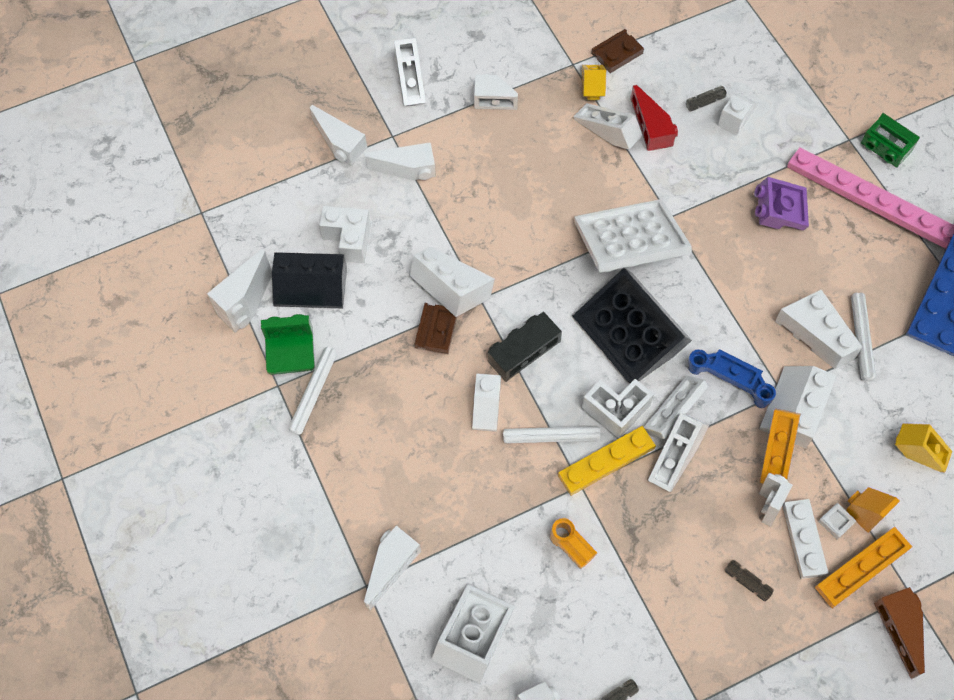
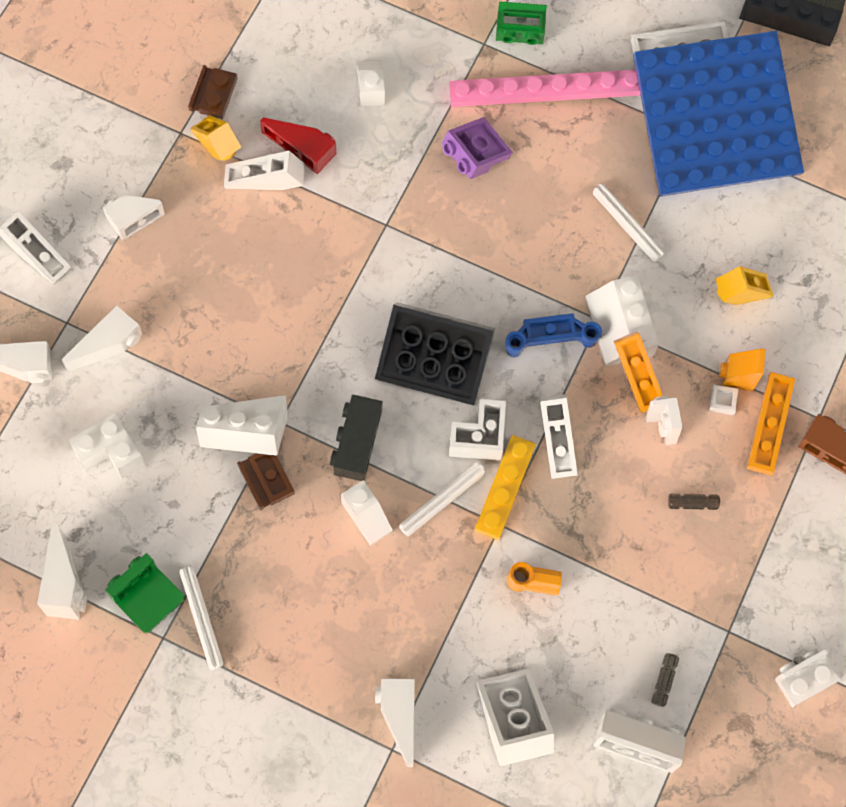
camera: 45 degrees left, 5 degrees up
(308, 280) = (111, 519): black slope -> none
(632, 235) = (373, 268): white plate -> none
(678, 402) = (527, 397): white plate -> none
(706, 98) = (331, 87): clear smoke axle -> none
(805, 539) = (711, 434): white plate -> none
(821, 328) = (592, 241): white wedge -> none

